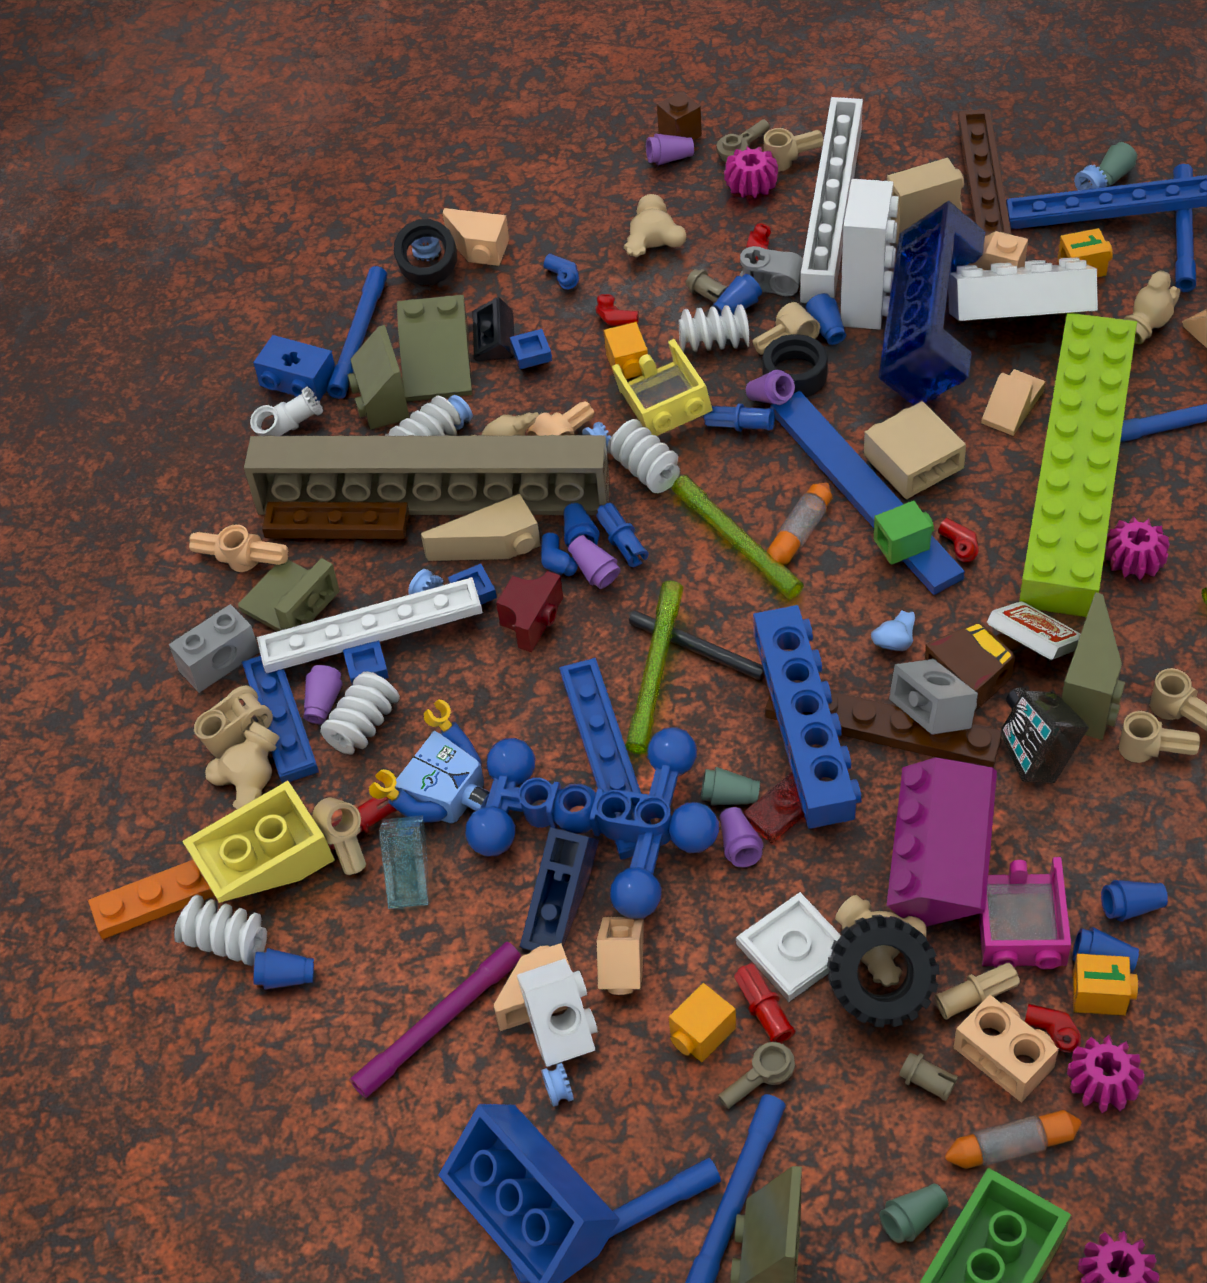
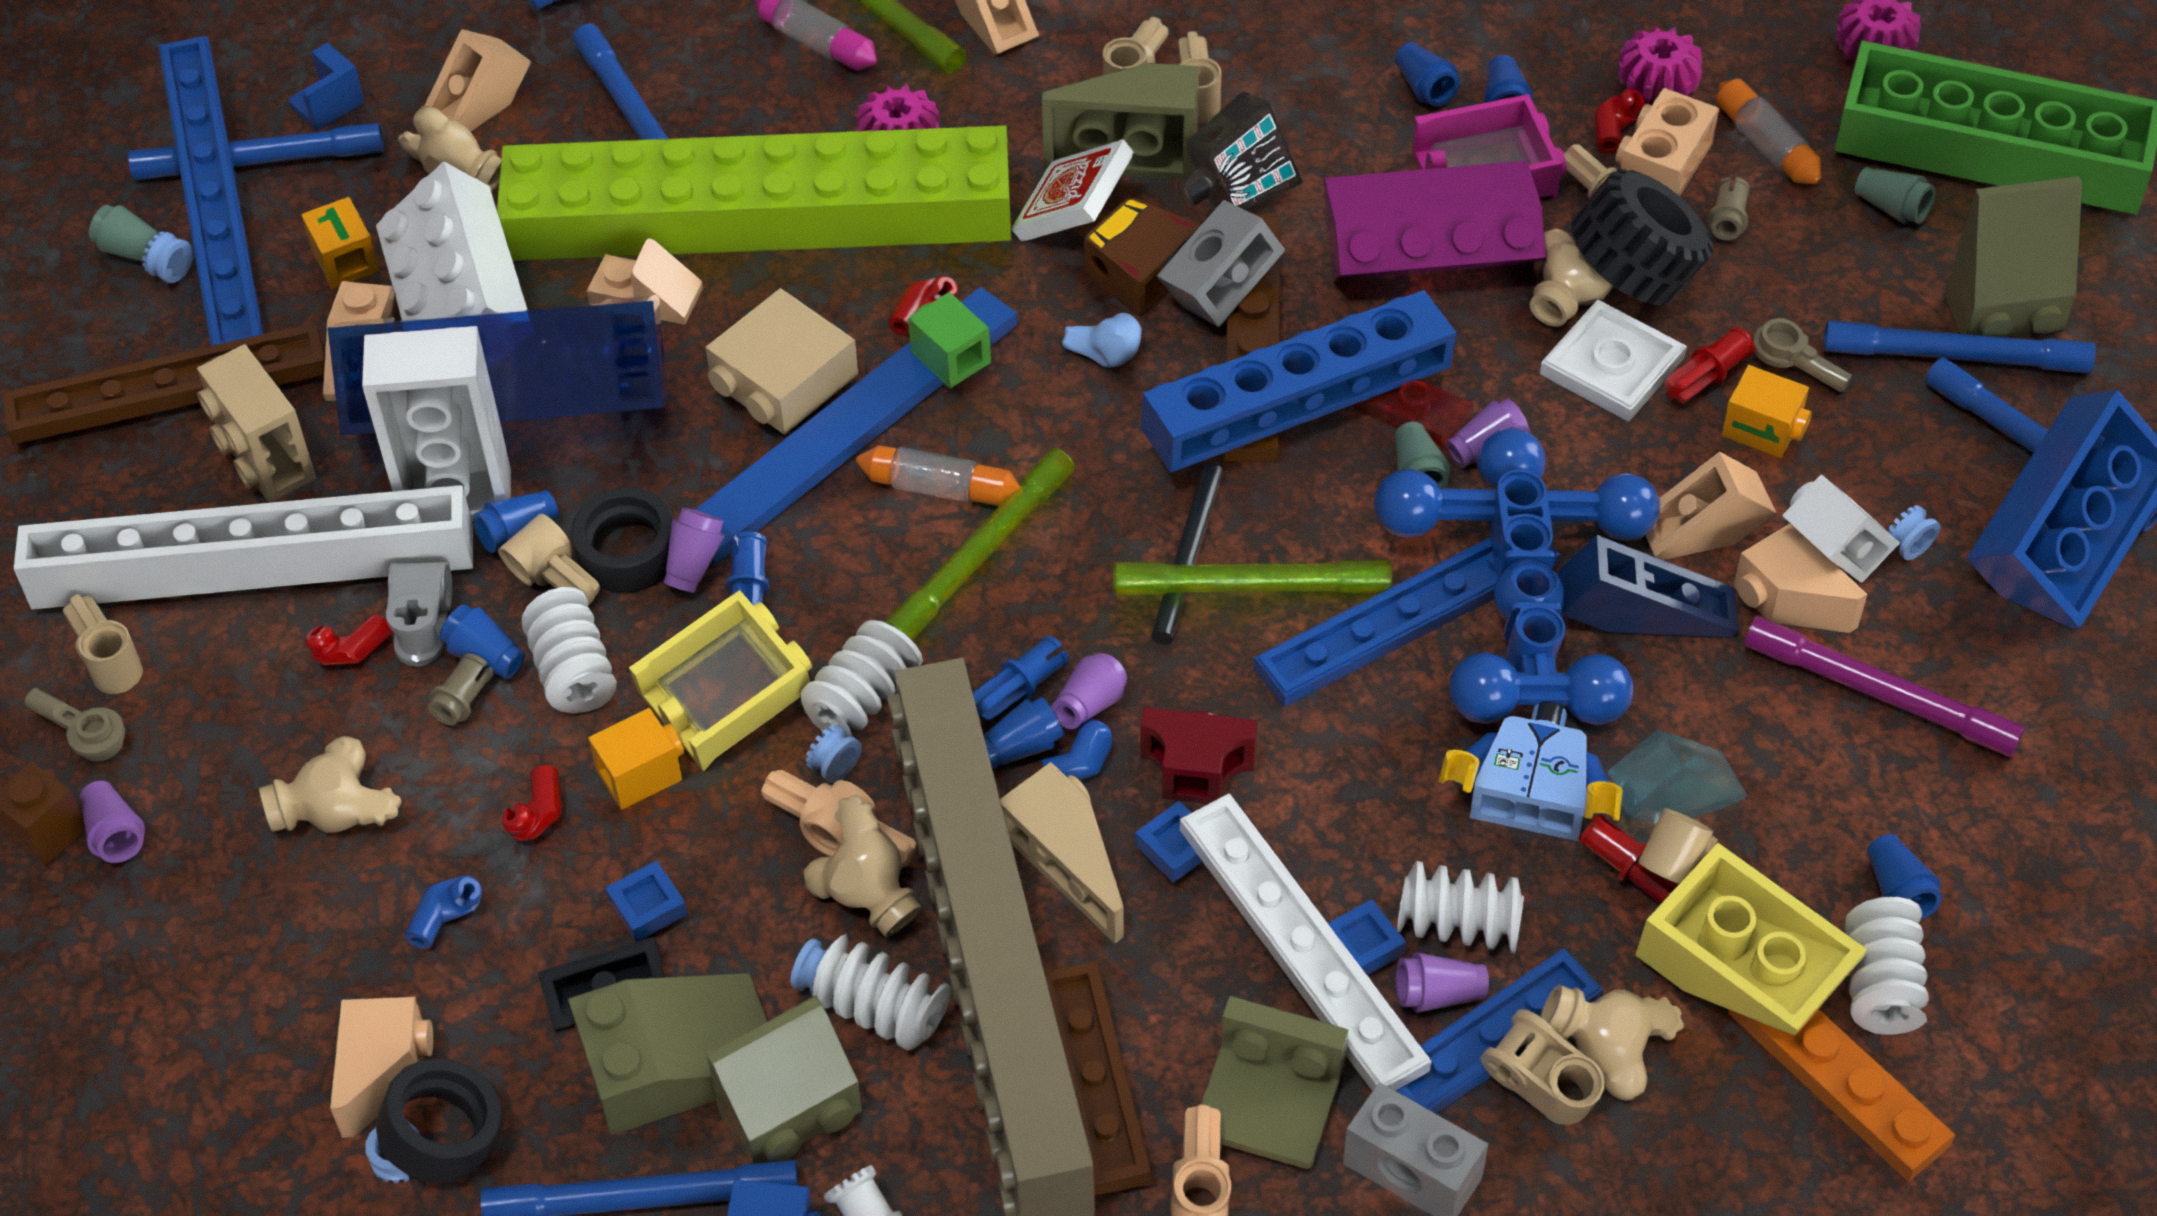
camera: 110 degrees left, 0 degrees up
(423, 581) = (1196, 901): light blue bush -> none
(751, 172) = (172, 683): dark pink gear -> none
(1103, 984) = (1555, 79): light orange brick -> none

